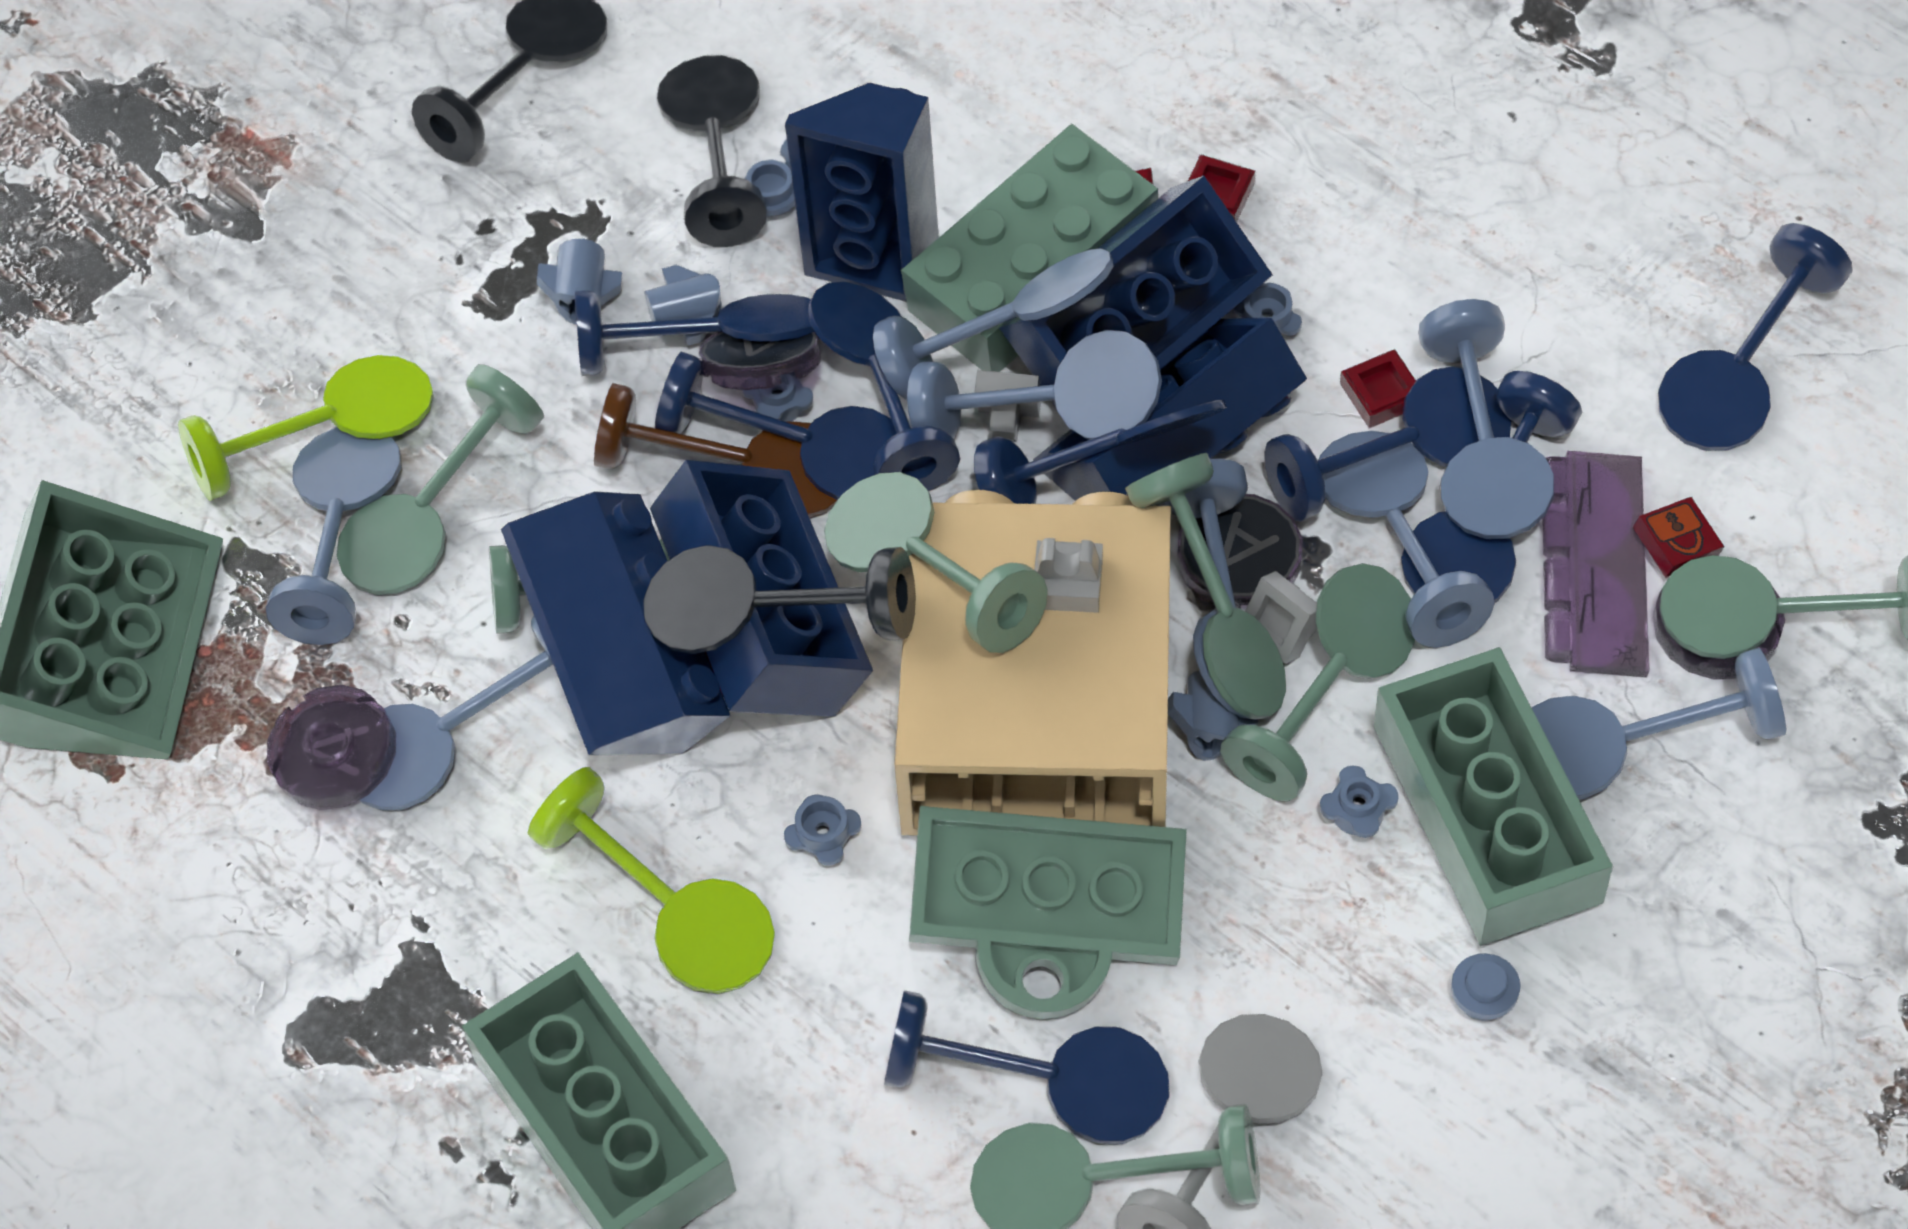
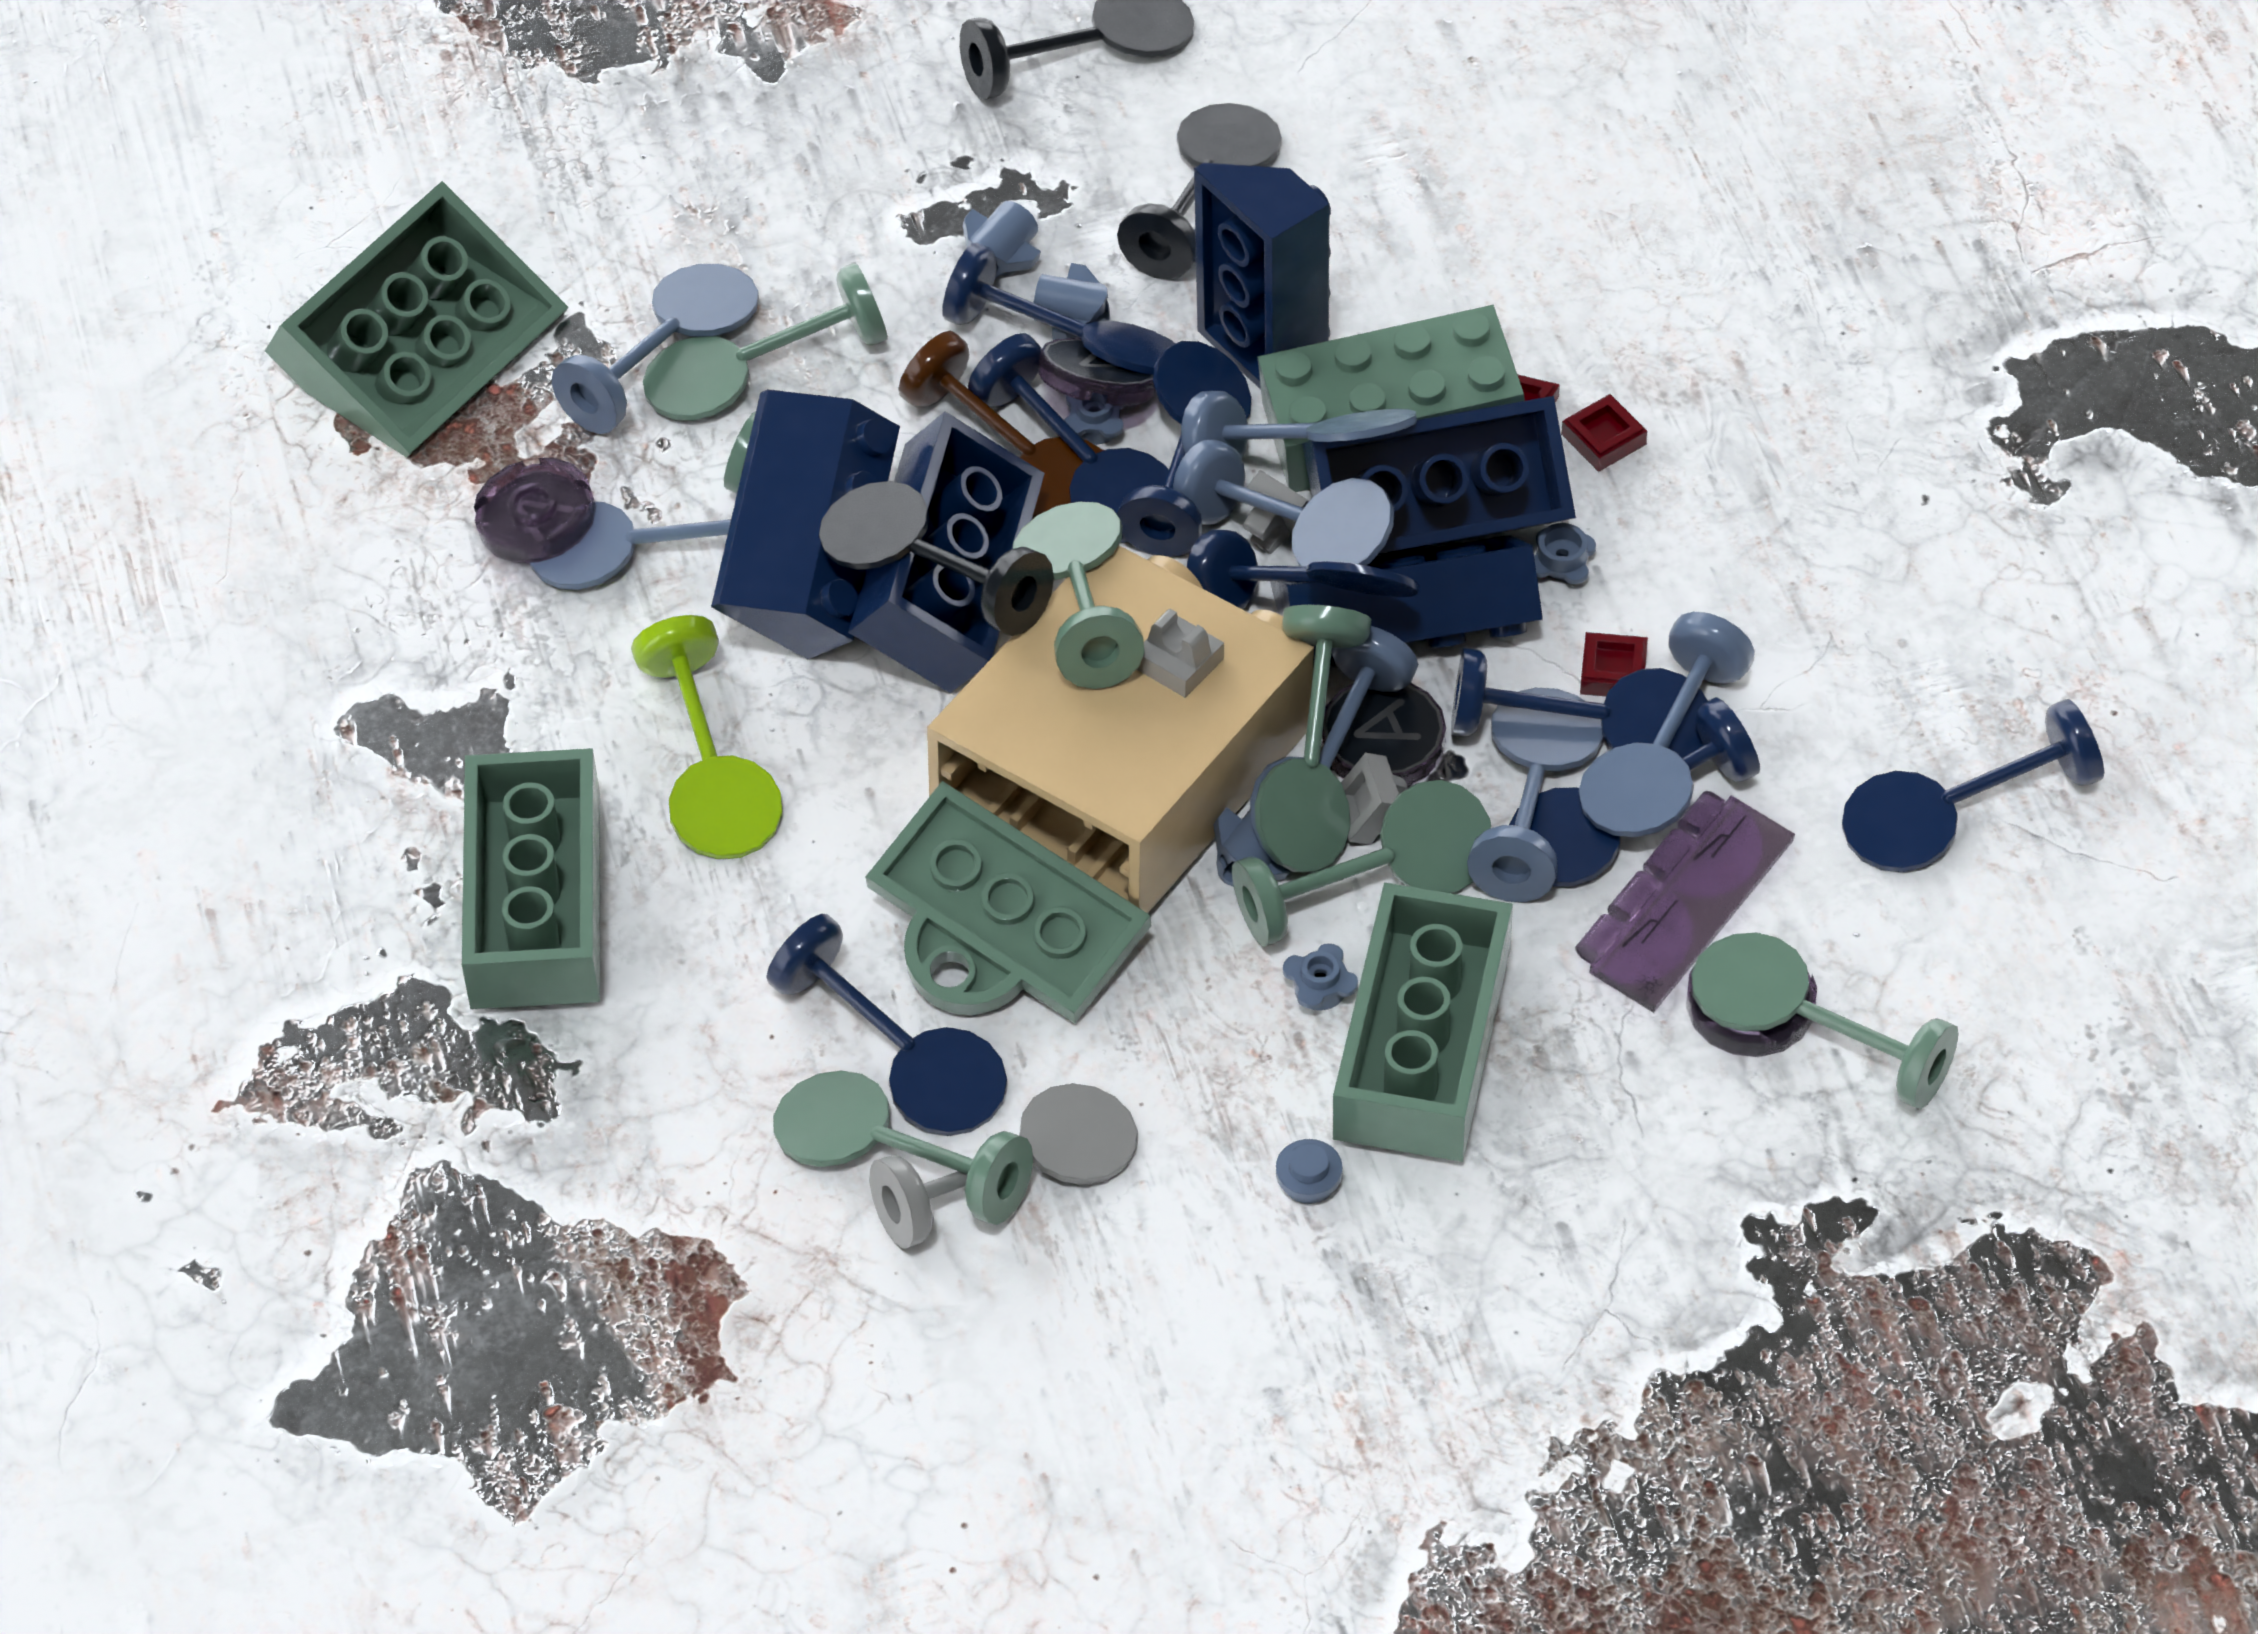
camera: 30 degrees right, 5 degrees down
(364, 398) = (756, 254): lime piece -> none
(817, 812) = (869, 756): sand blue plate -> none
(1593, 741) = (1550, 1026): sand blue piece -> none
(1677, 535) = (1769, 908): tile -> none

